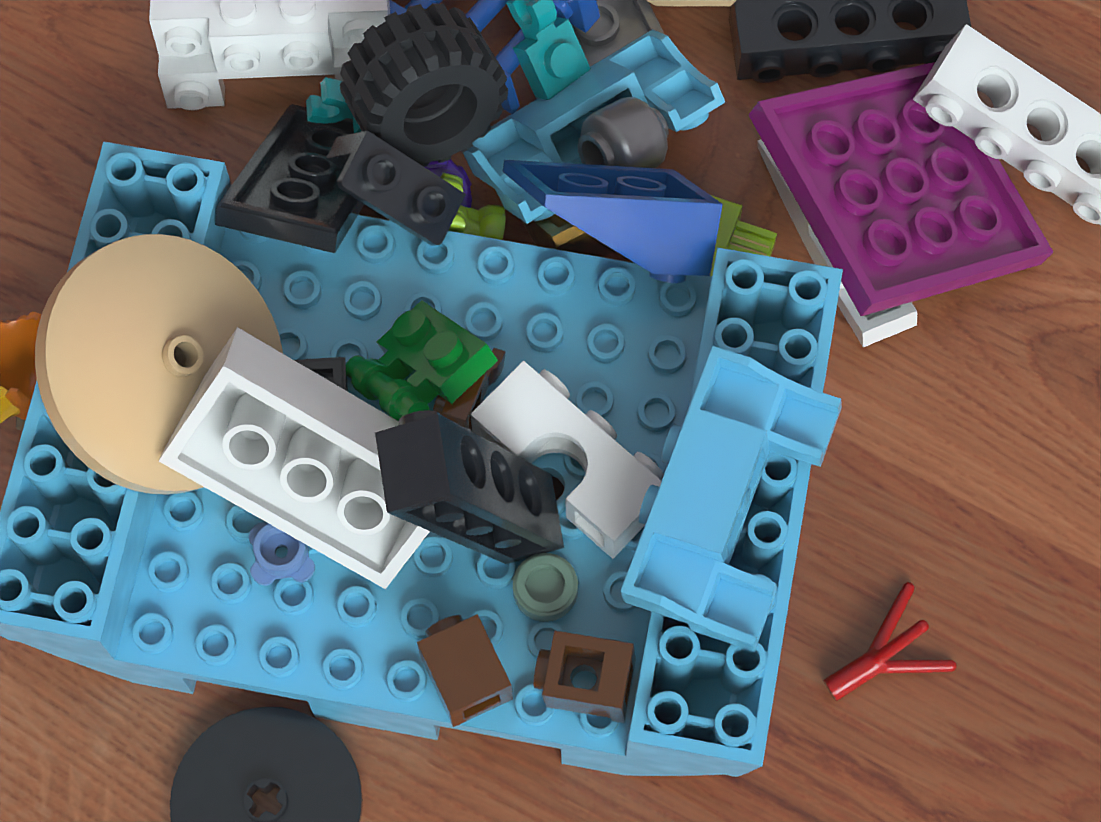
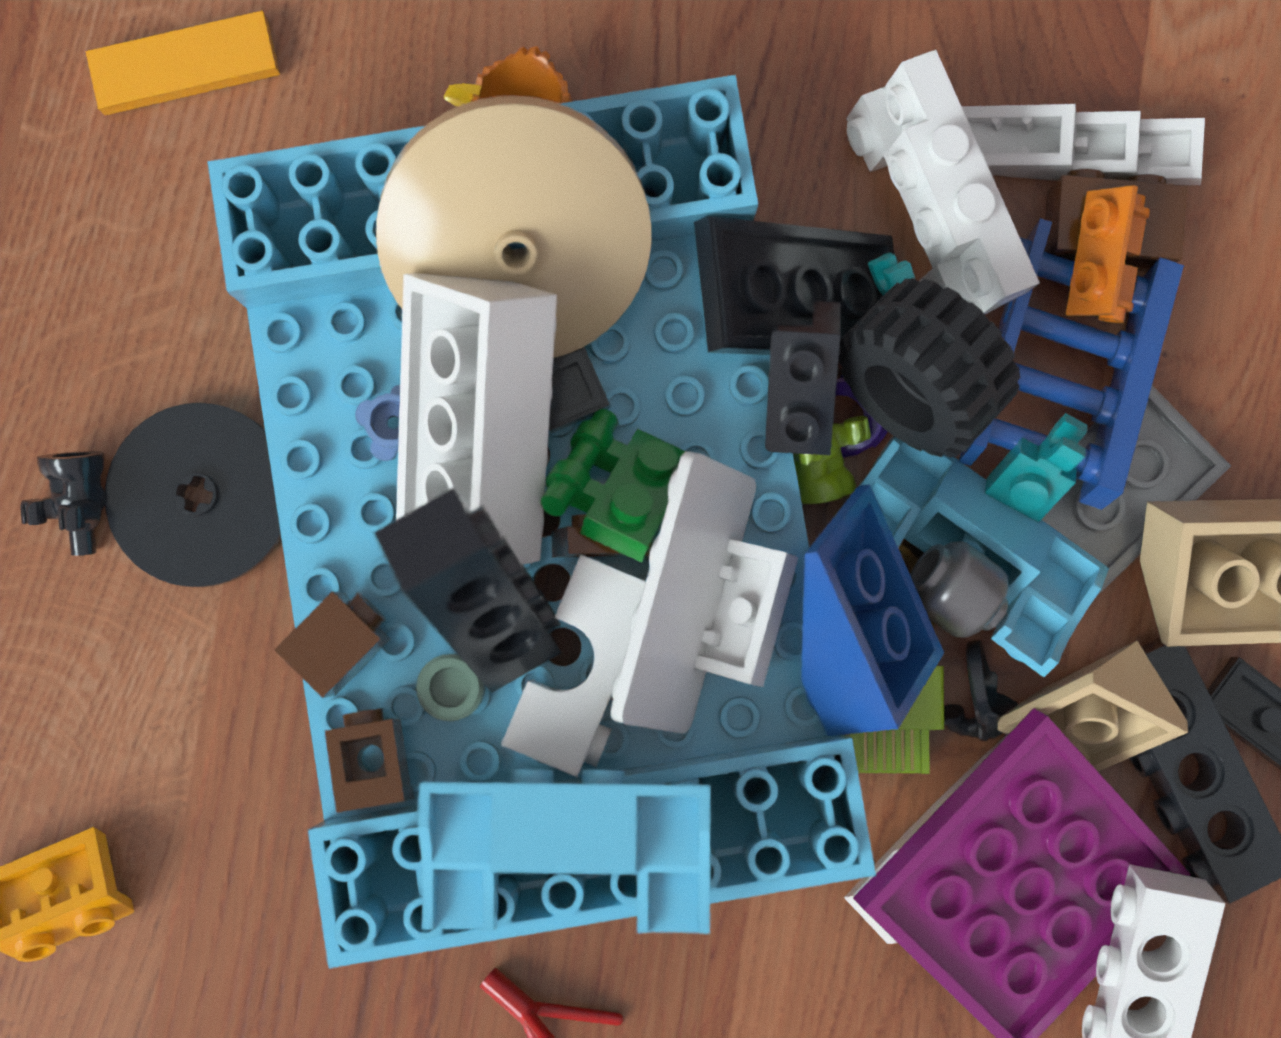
camera: 70 degrees right, 15 degrees up
(559, 323) = (704, 601): none -> white bracket
(740, 168) = (987, 702): none -> black piece
(769, 58) = (1108, 708): none -> tan slope

